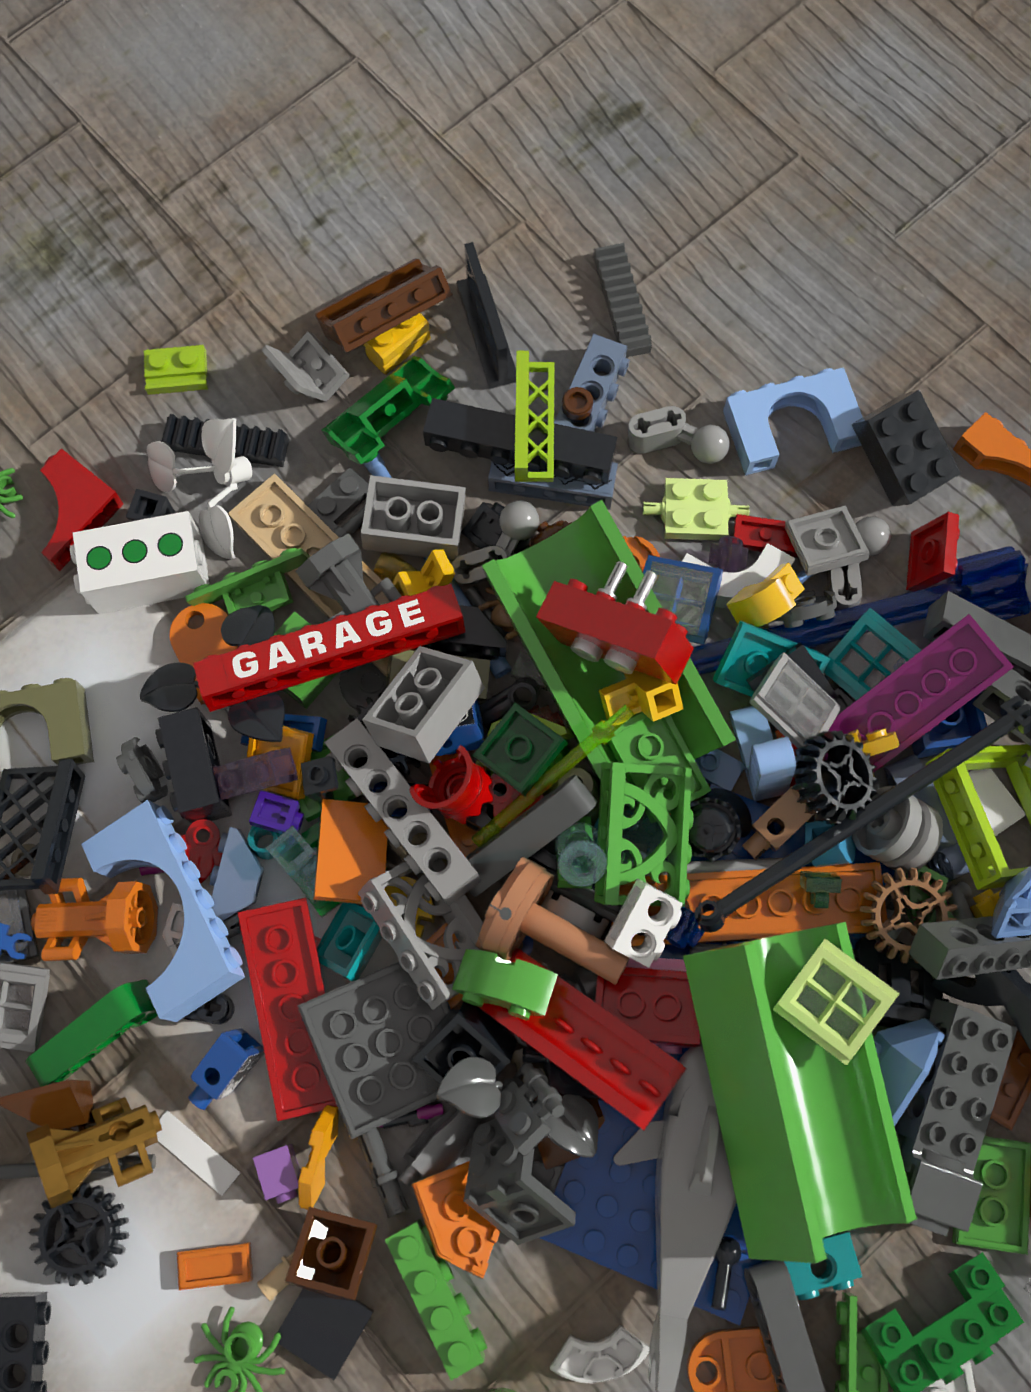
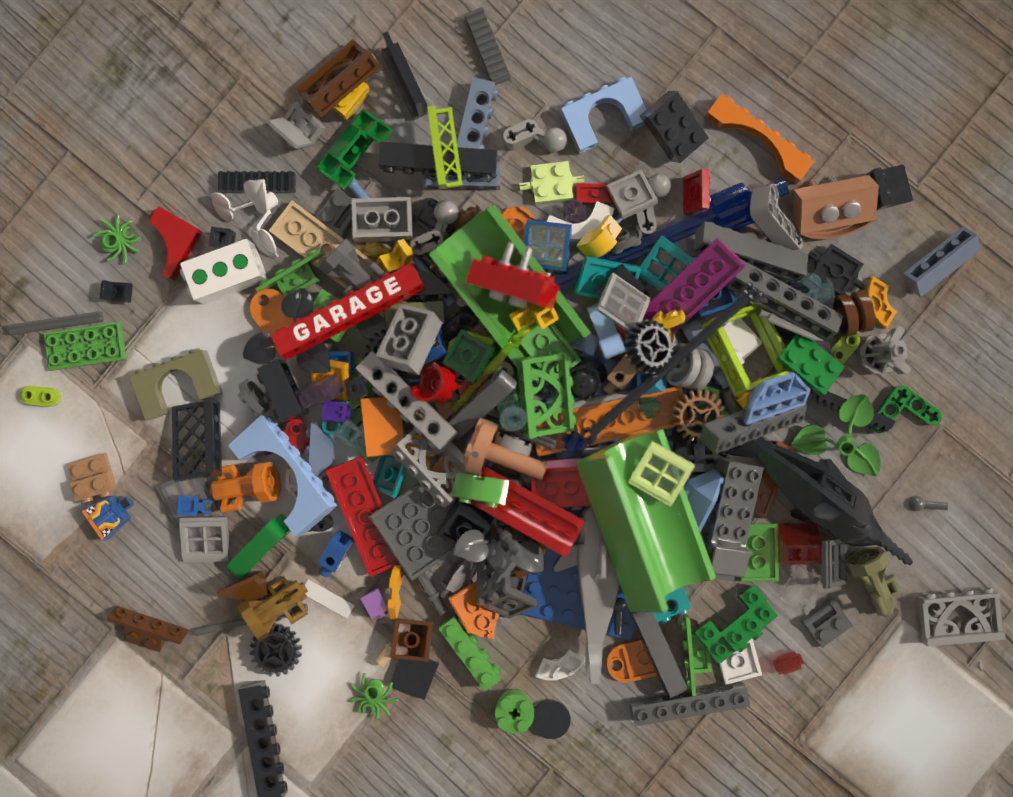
camera: 10 degrees left, 15 degrees up
(175, 369) = (215, 138): lime plate -> none
(214, 1266) = (350, 654): orange tile -> none
(417, 1117) = (445, 562): piece -> none
(577, 403) = (469, 127): reddish brown tile -> none
(635, 919) = (547, 444): white brick -> none

